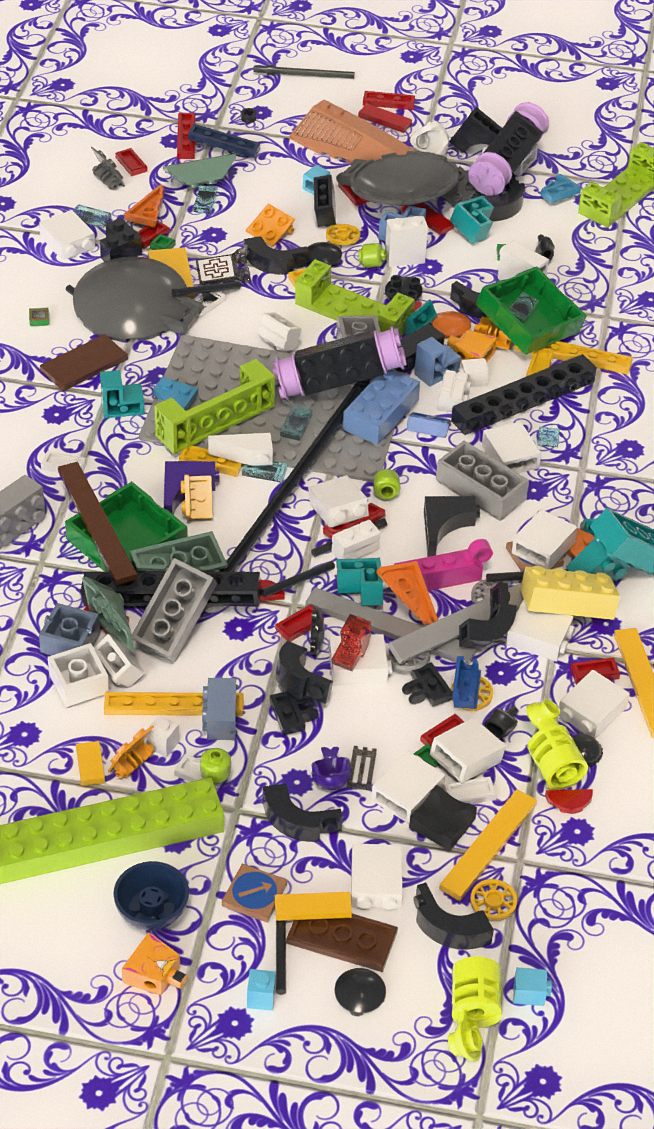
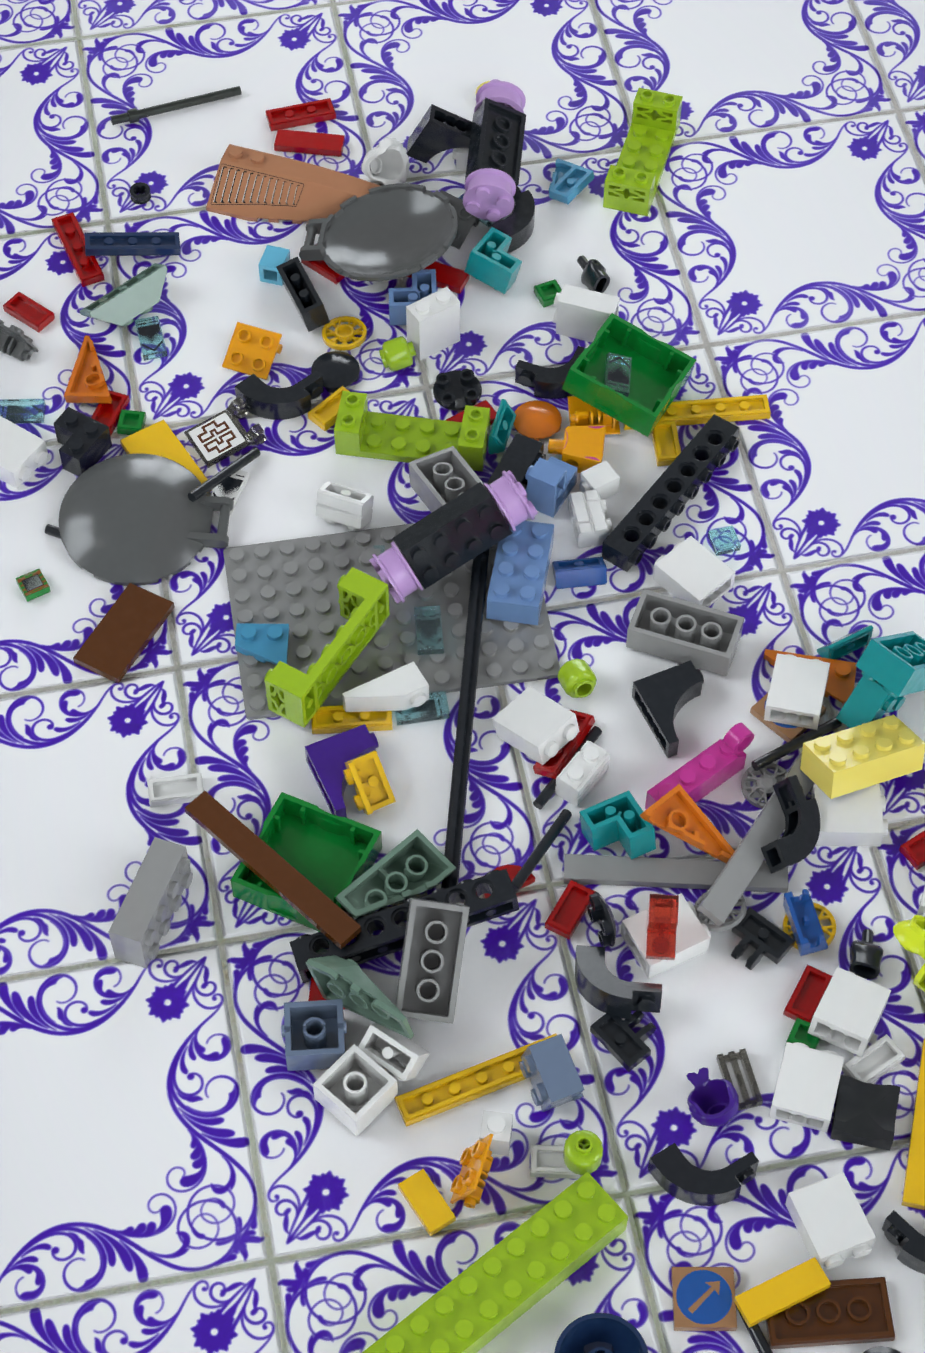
camera: 20 degrees left, 10 degrees up
(120, 399) = (200, 672): teal brick -> none

